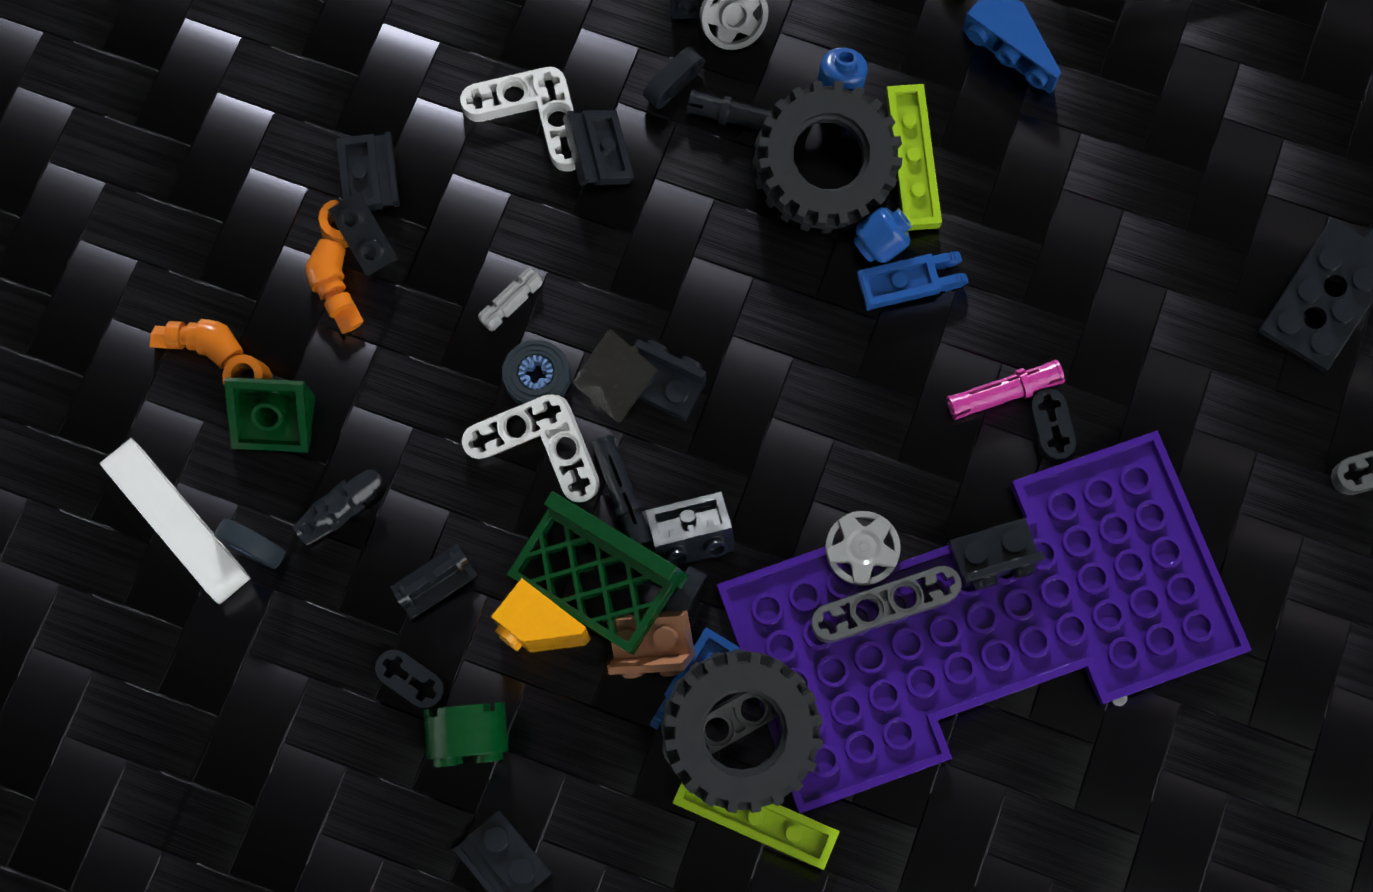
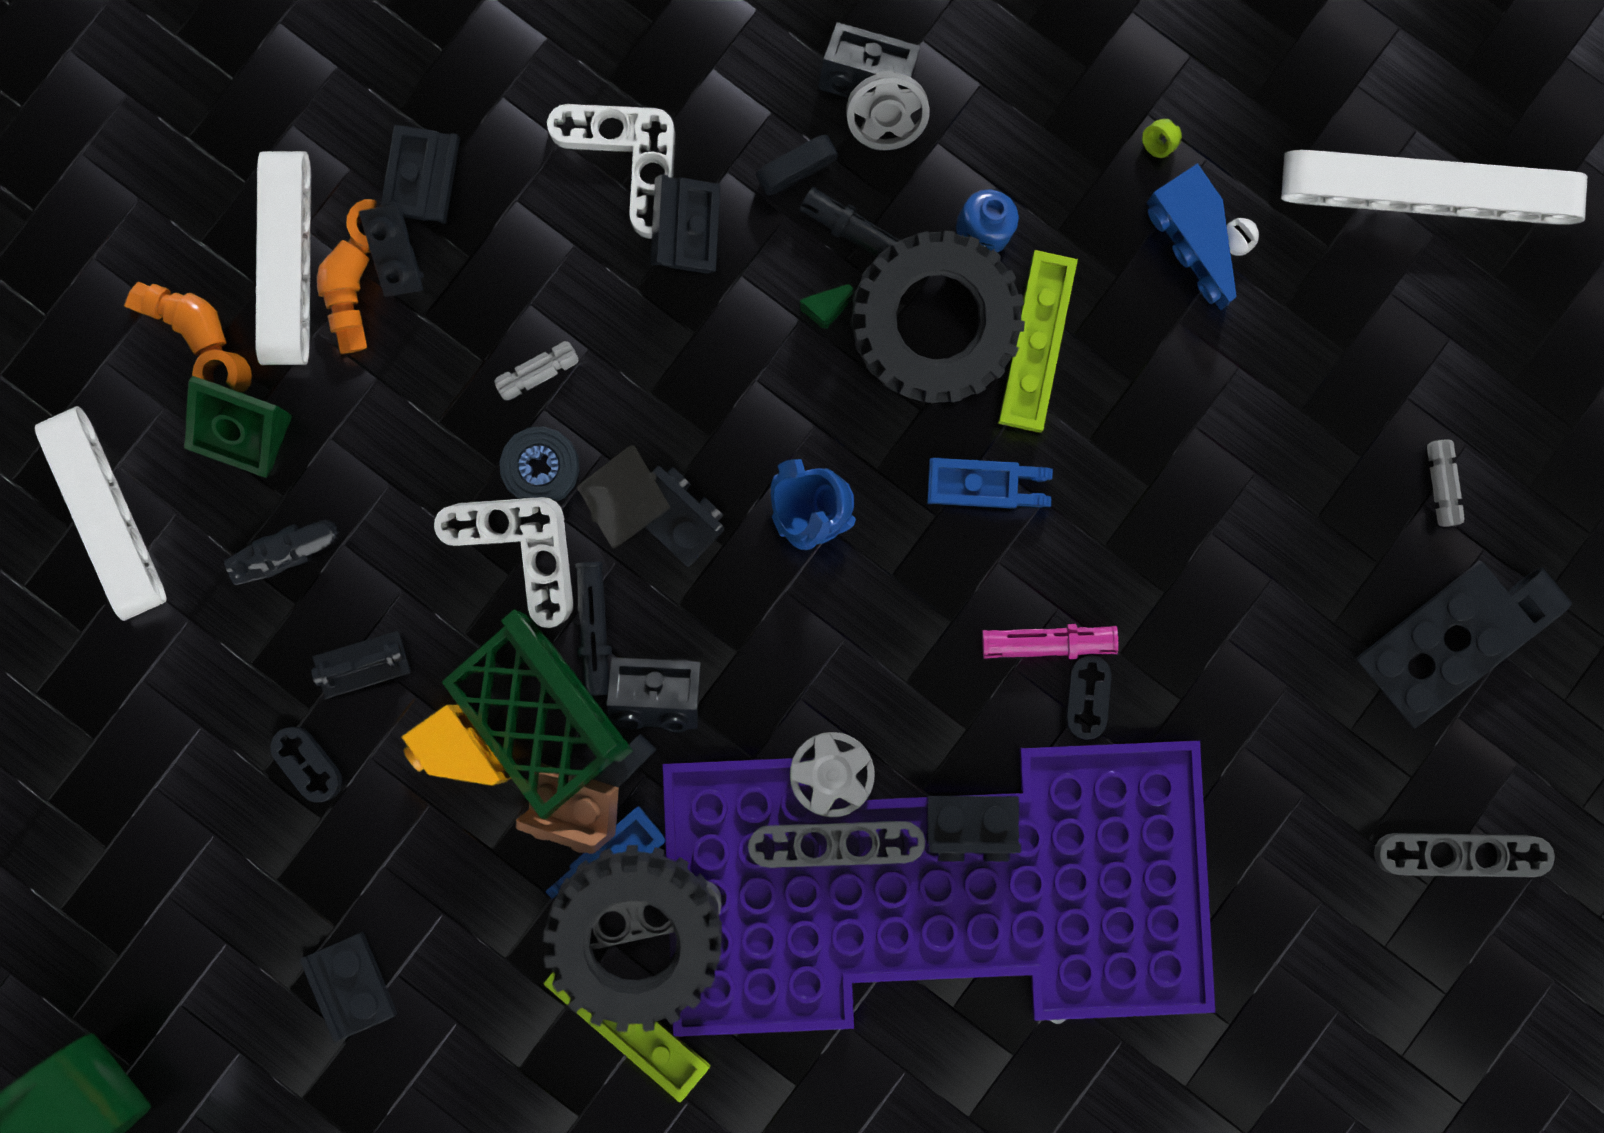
camera: 15 degrees right, 10 degrees up
(249, 543) = (171, 567): black bush -> none
(273, 270) = (283, 258): none -> white beam
(466, 732) = (345, 846): dark green brick -> none
(733, 177) = (828, 305): none -> dark green slope
(771, 334) = (810, 504): none -> blue helmet
(882, 234) = (971, 425): blue head -> none
(1044, 25) = (1237, 242): none -> white hinge
(1278, 171) = (1445, 483): none -> light grey axle

